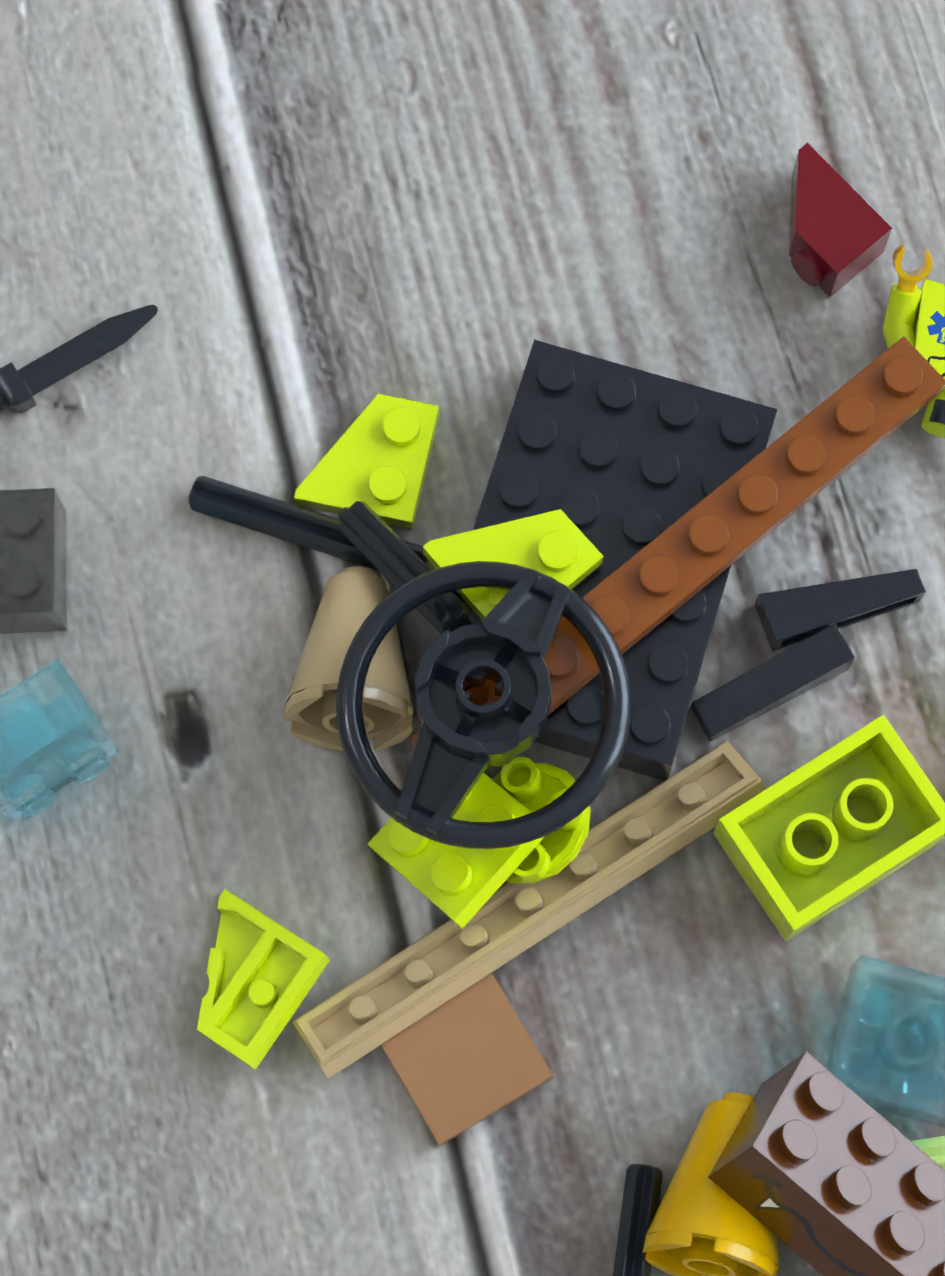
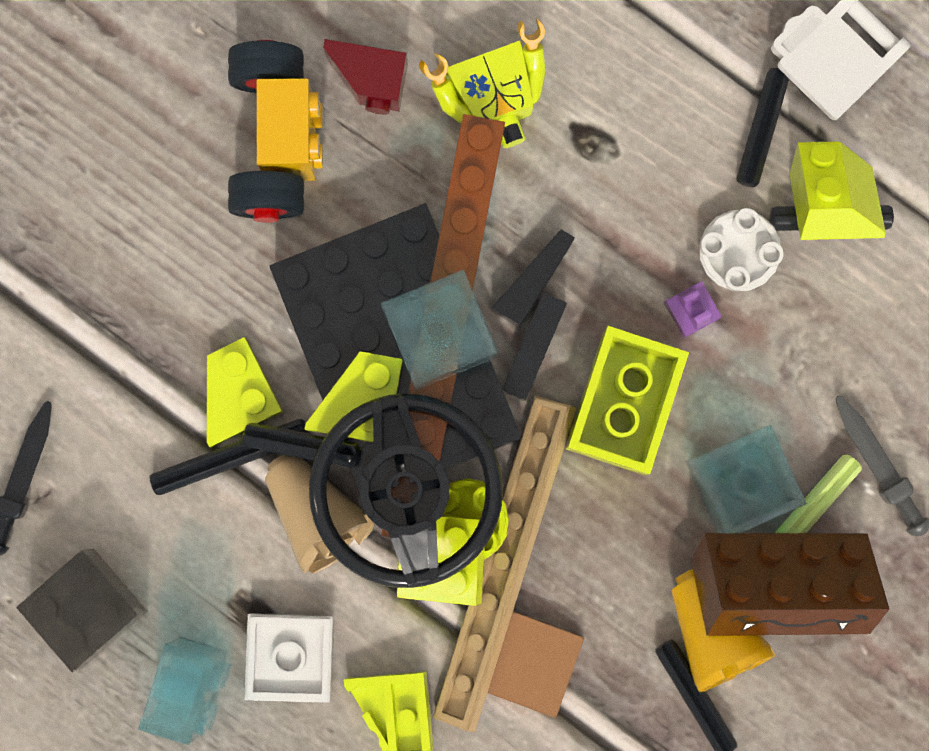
camera: 45 degrees left, 10 degrees up
(183, 811) = (289, 657): none -> white plate
(674, 209) = (286, 130): none -> brick
(674, 546) = (439, 329): none -> clear light blue brick

